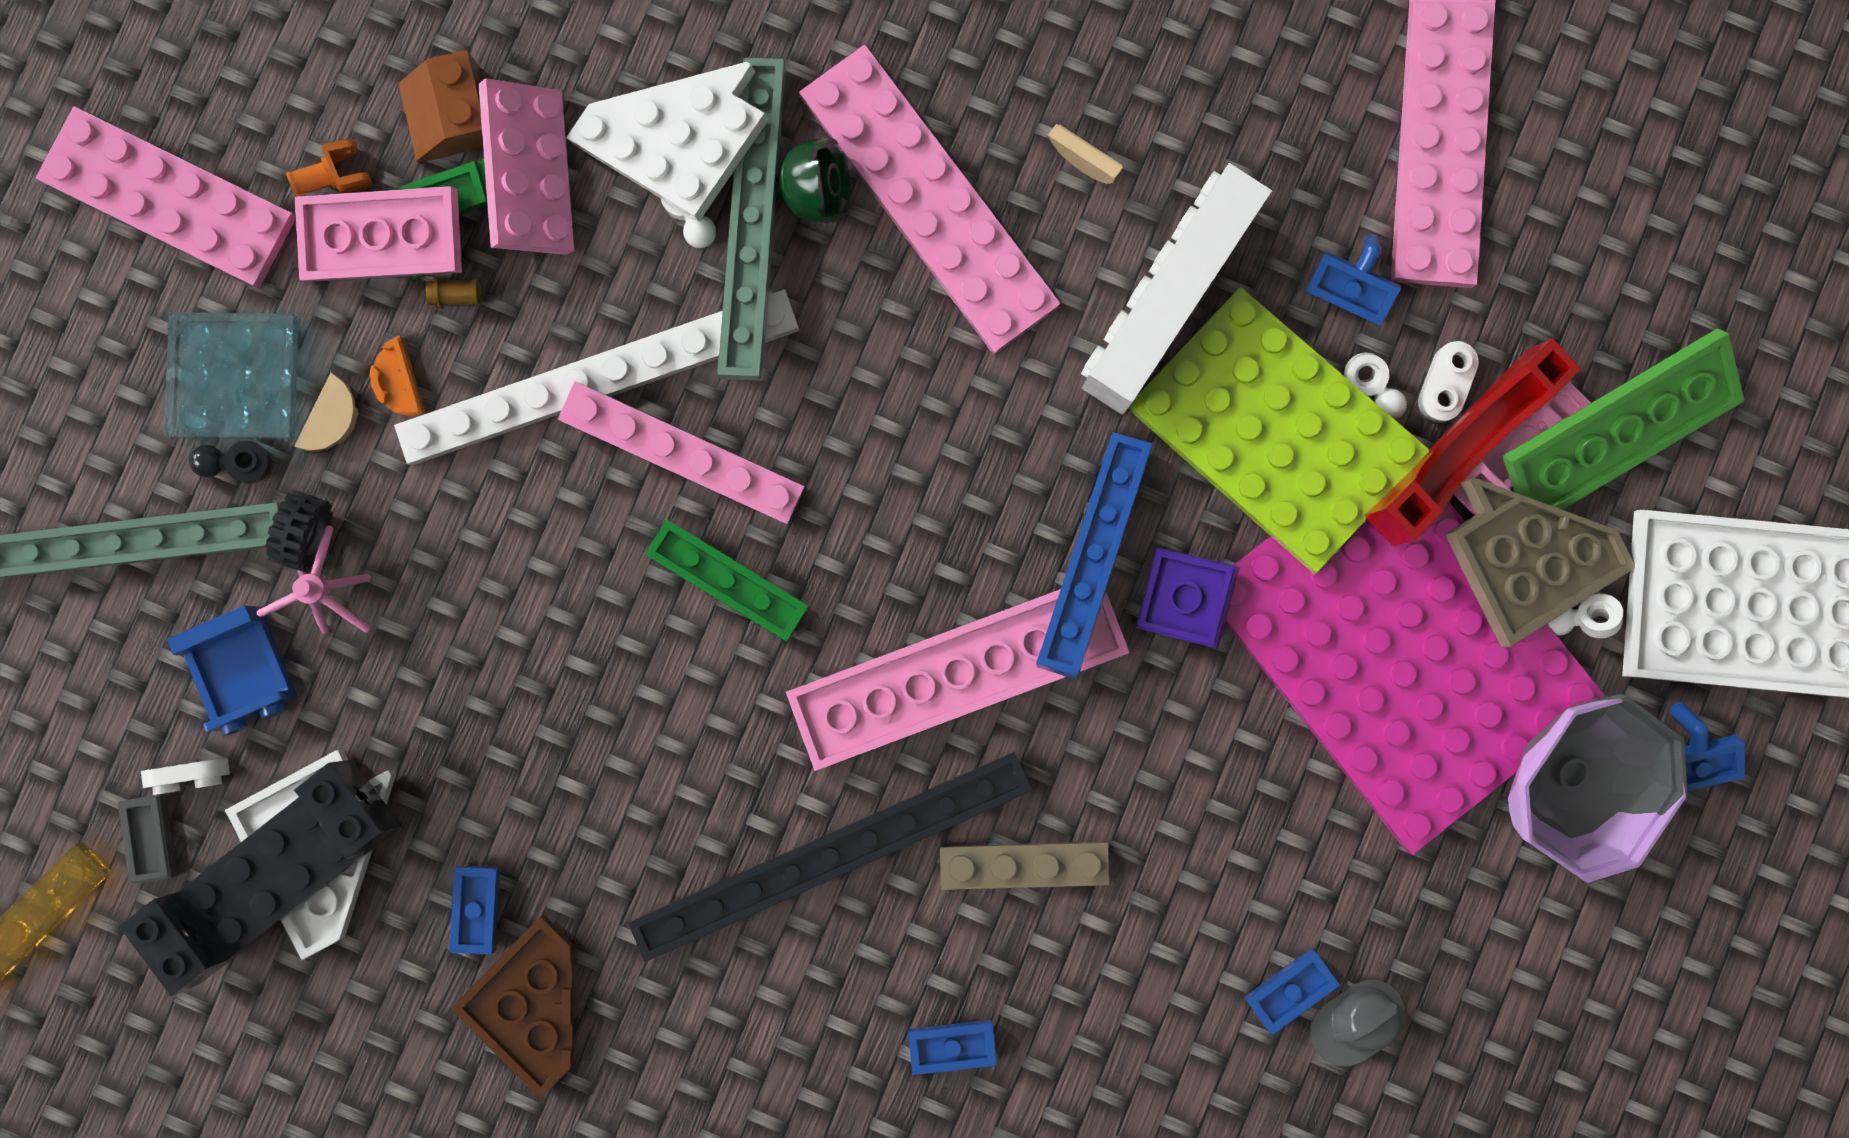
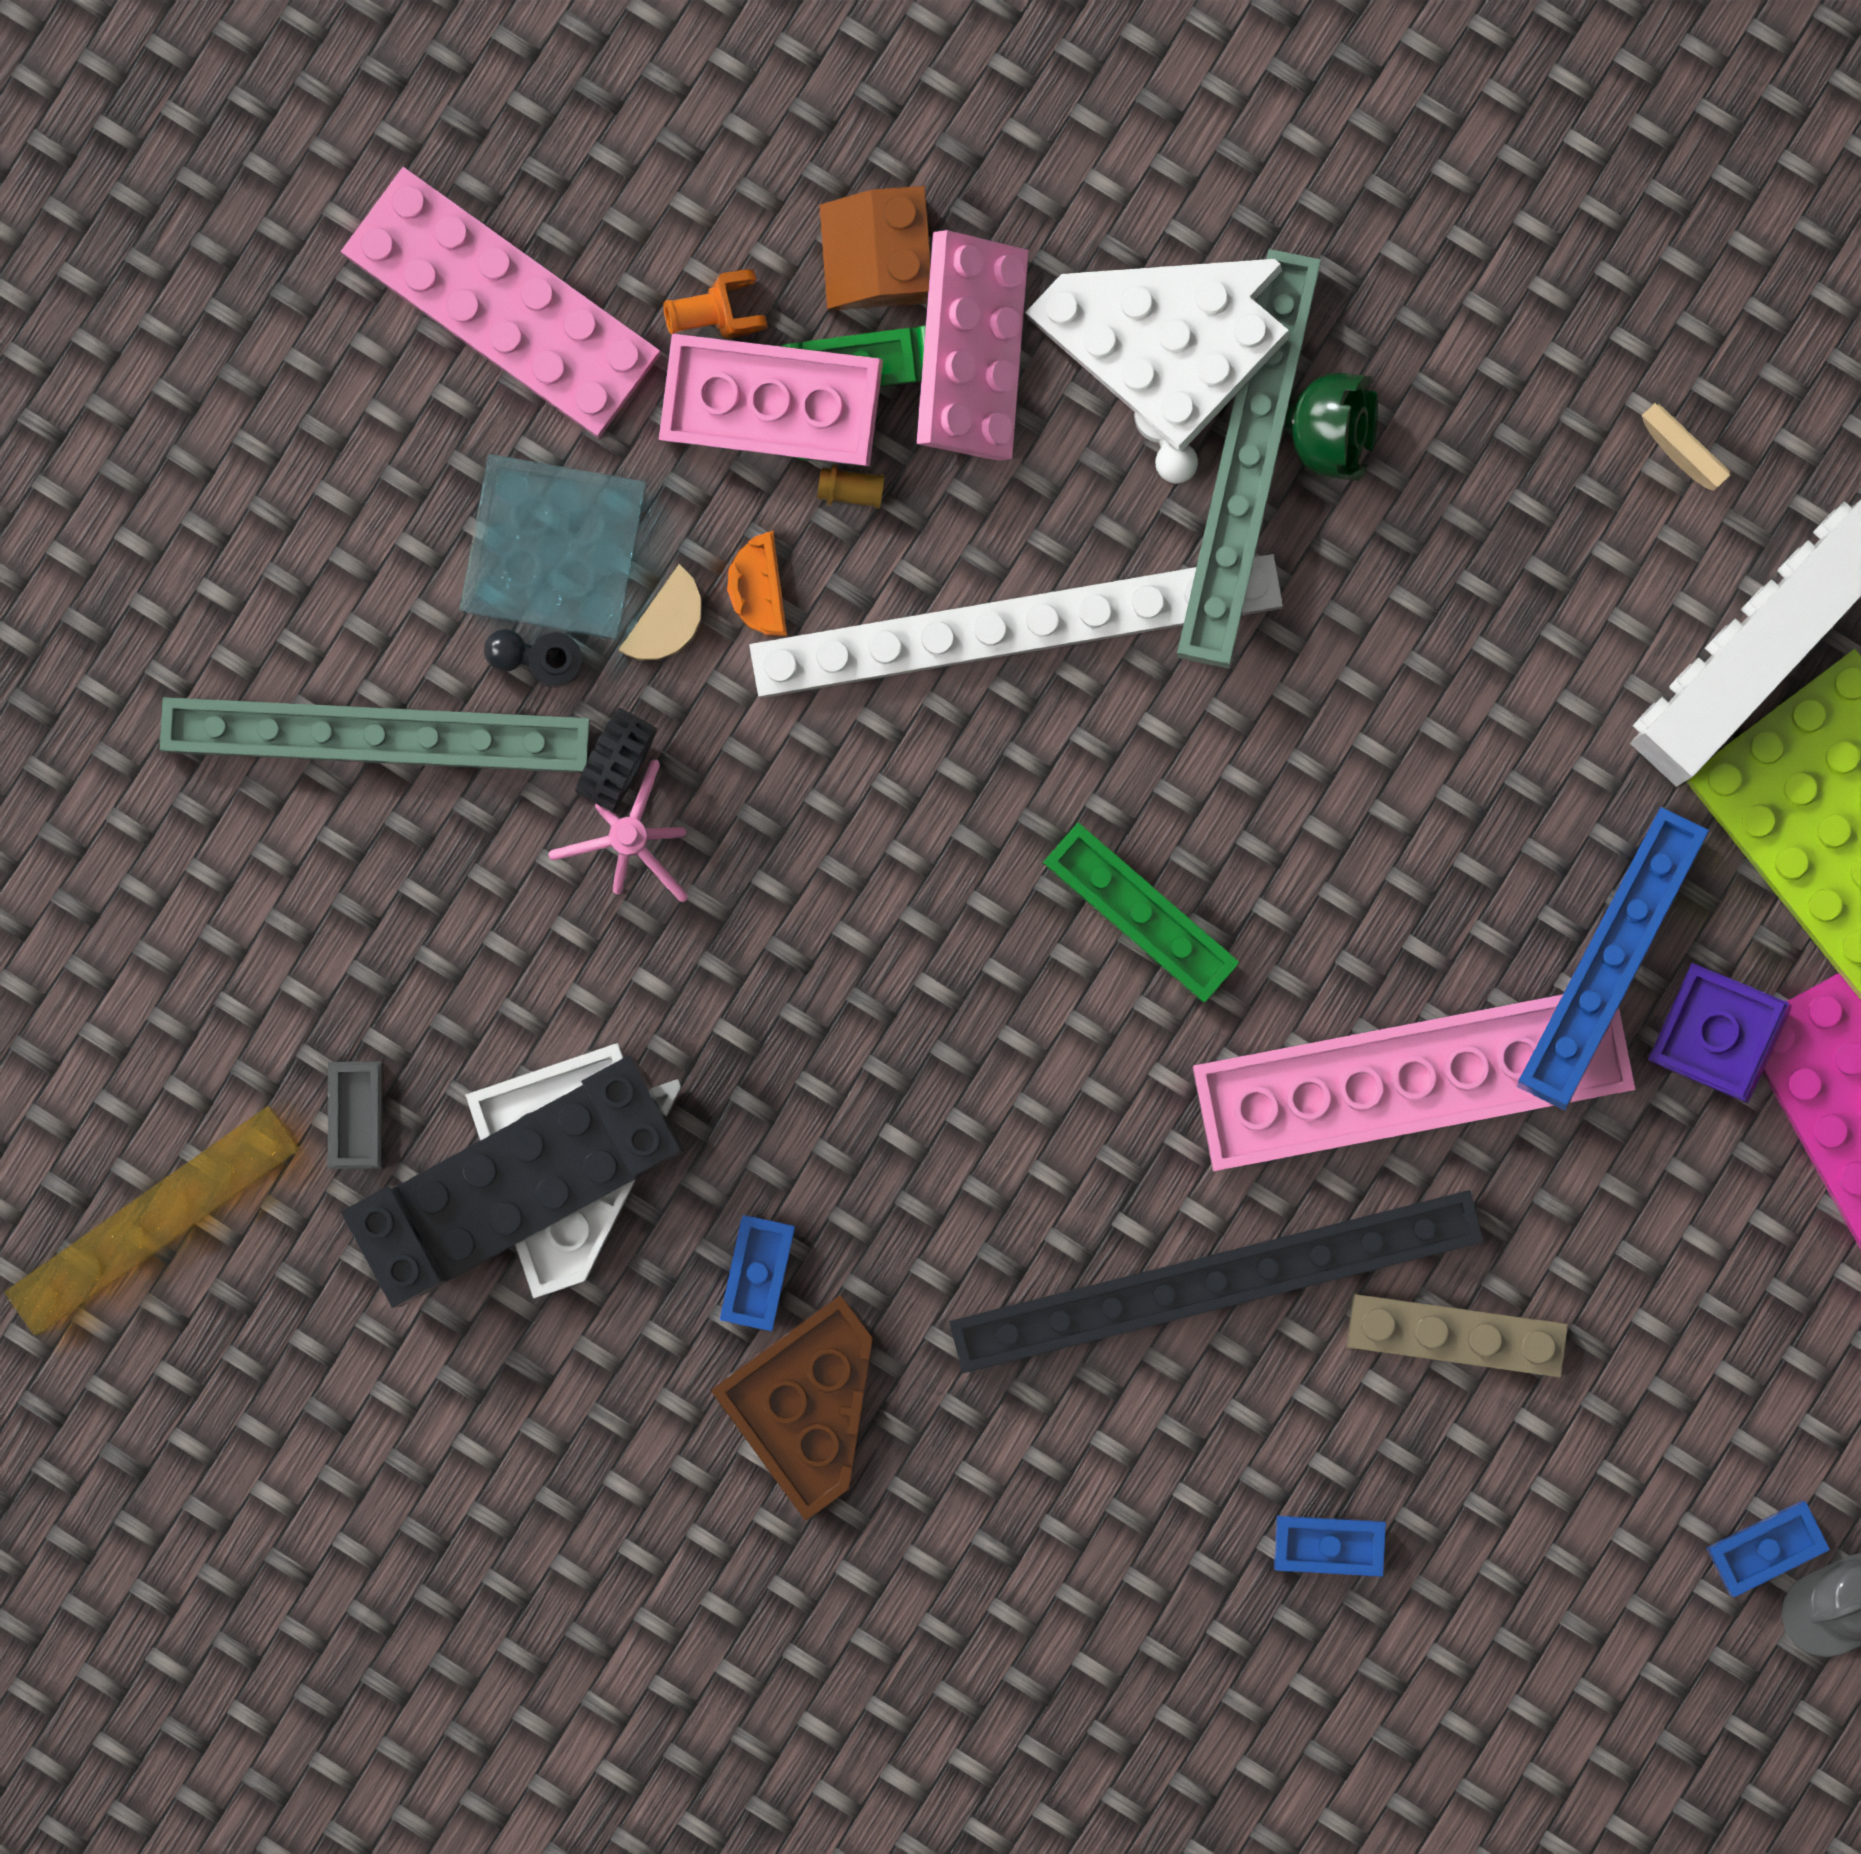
camera: 10 degrees right, 0 degrees up
(169, 778) = (444, 1043): white plate -> none
(235, 669) = (501, 921): blue panel -> none
(680, 452) = (1110, 741): bright pink plate -> none
(929, 199) = (1475, 469): bright pink plate -> none

